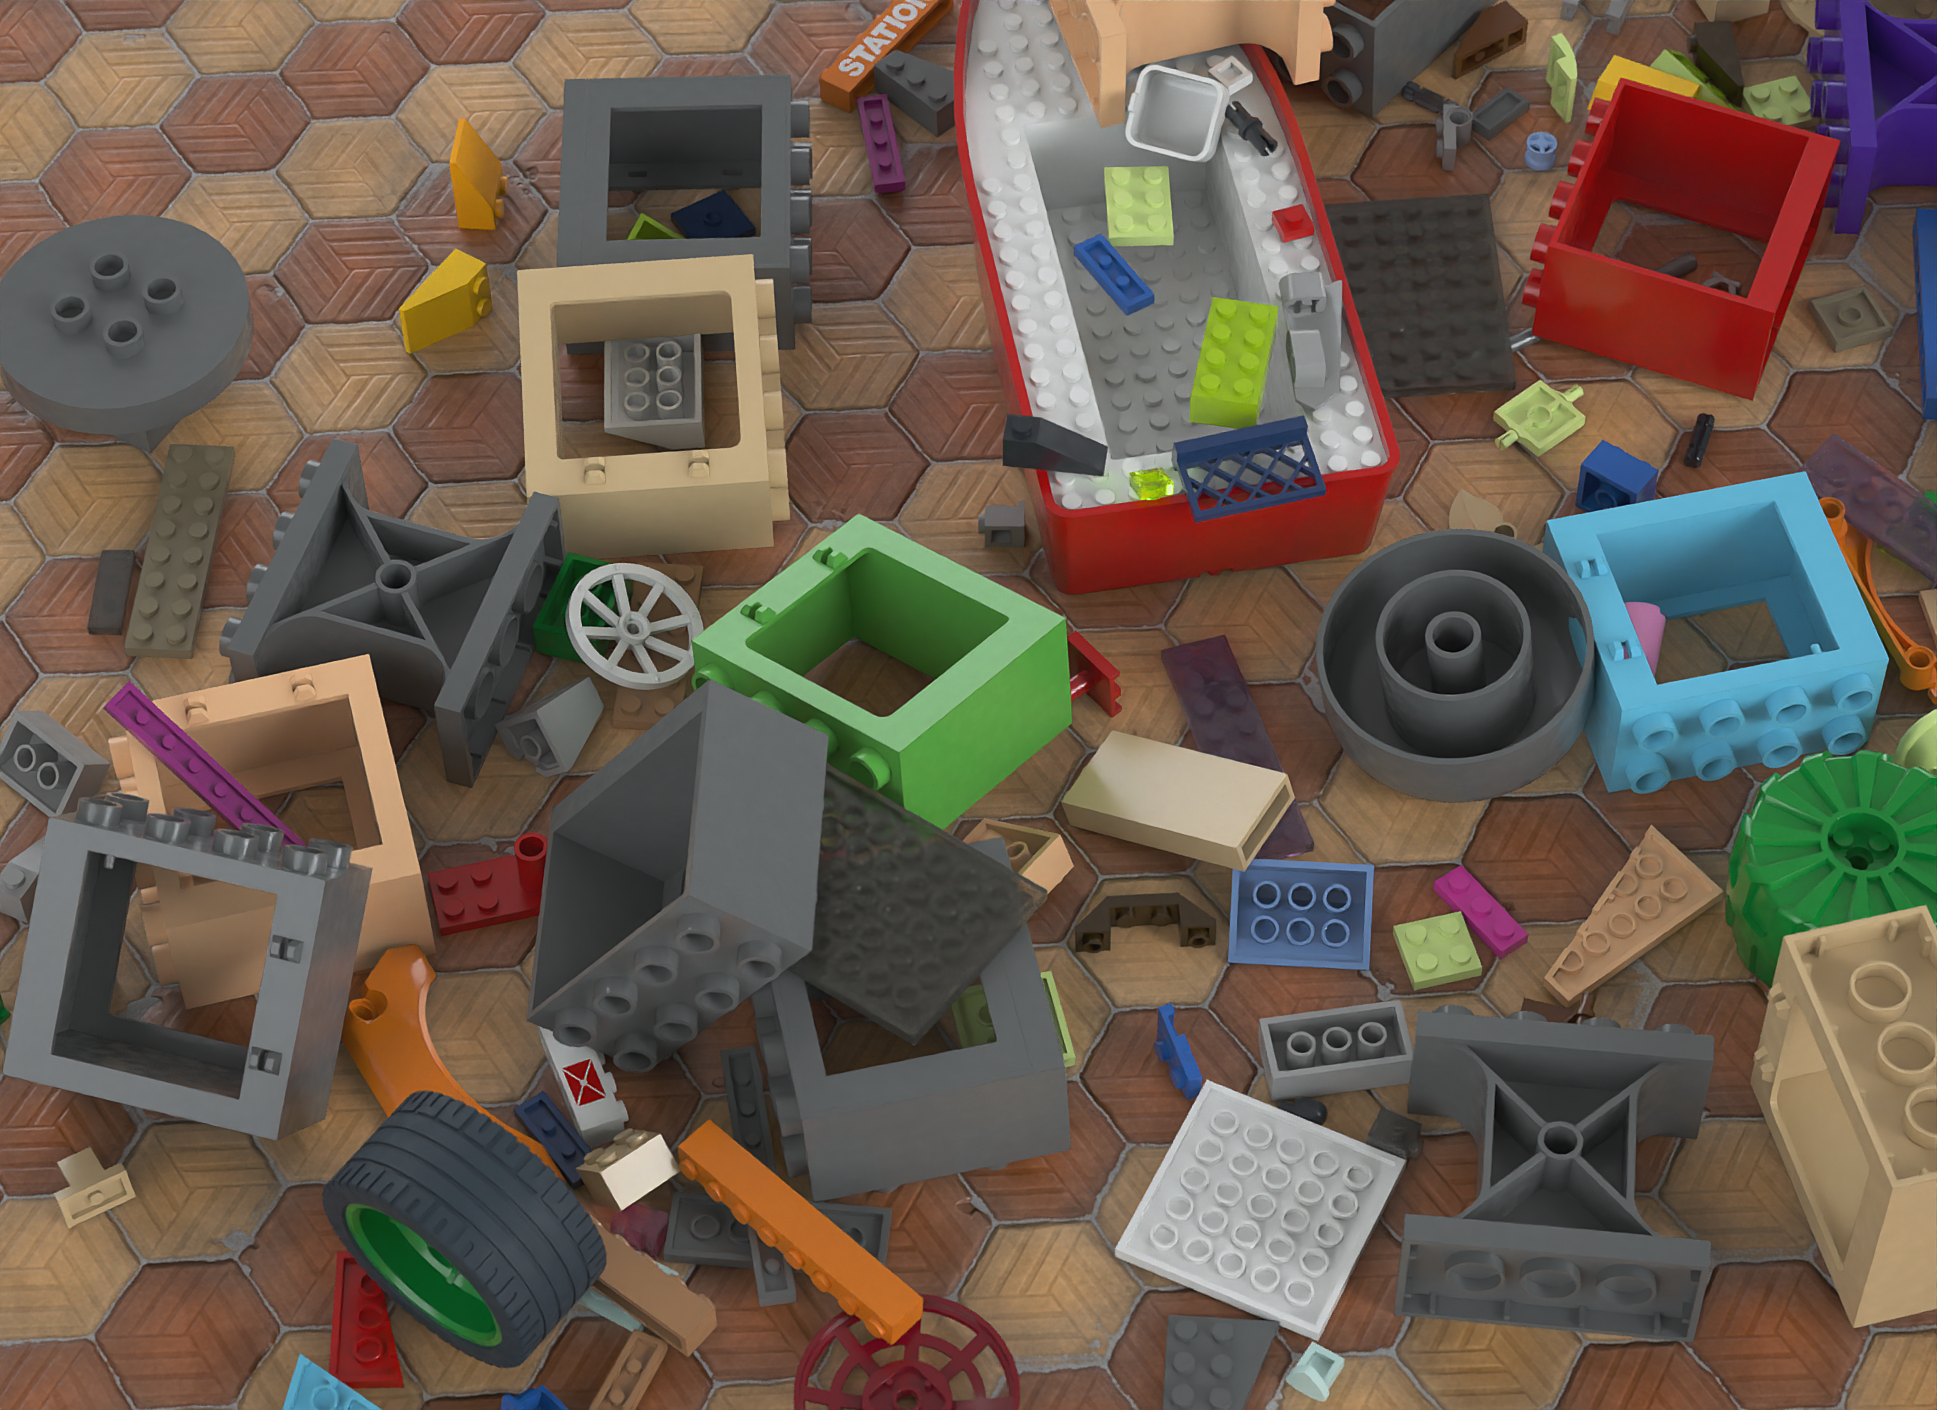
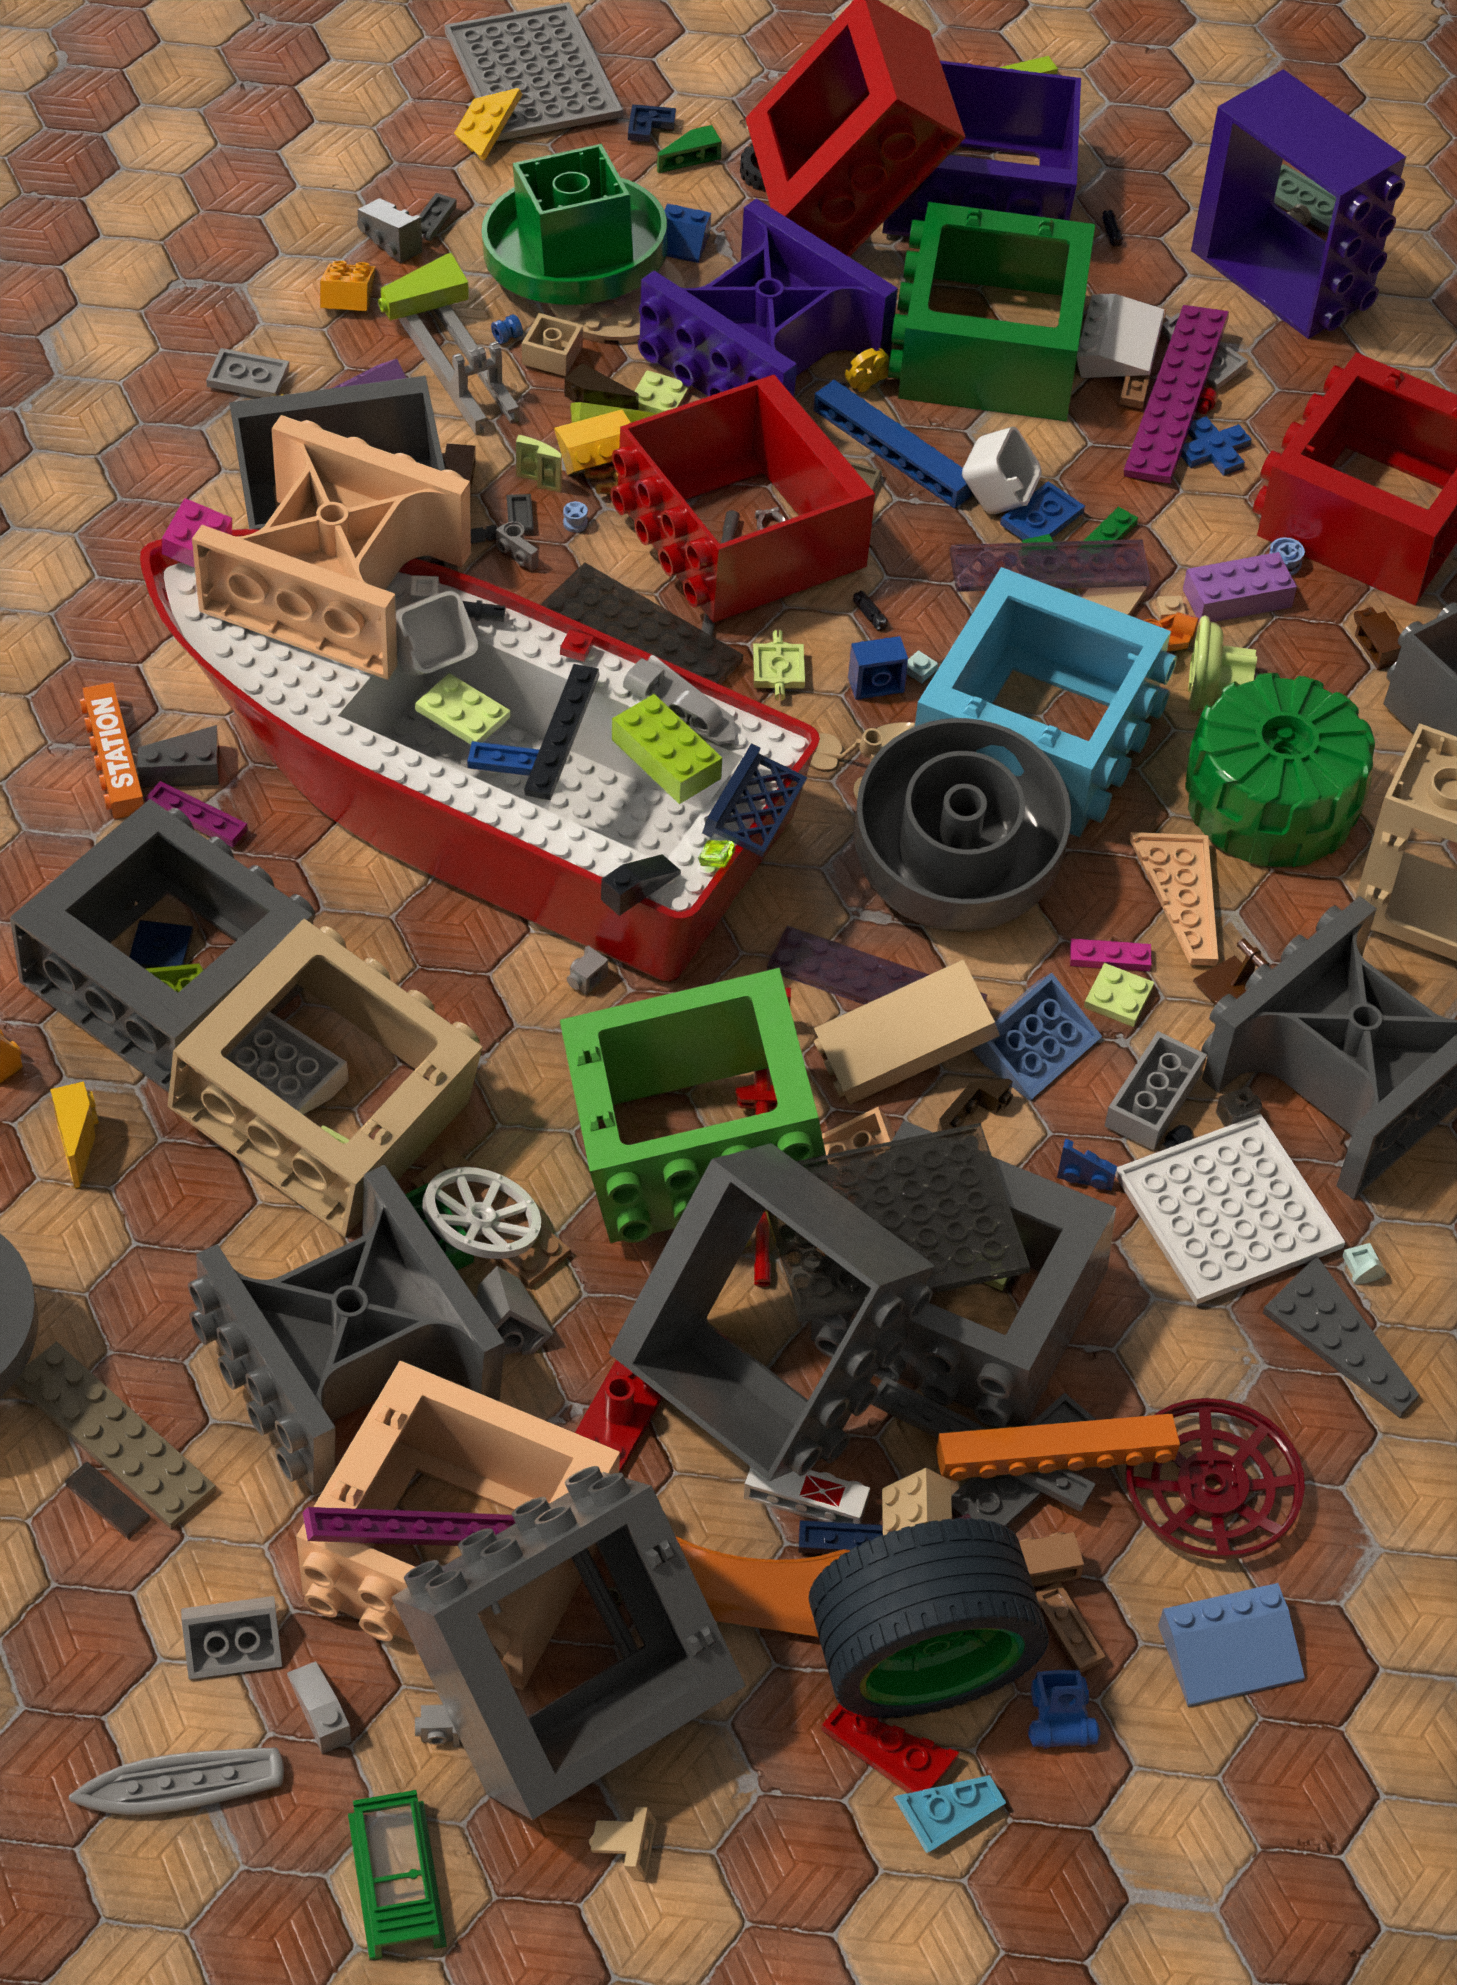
camera: 55 degrees left, 0 degrees up
(1178, 282) = (561, 732): none -> black plate

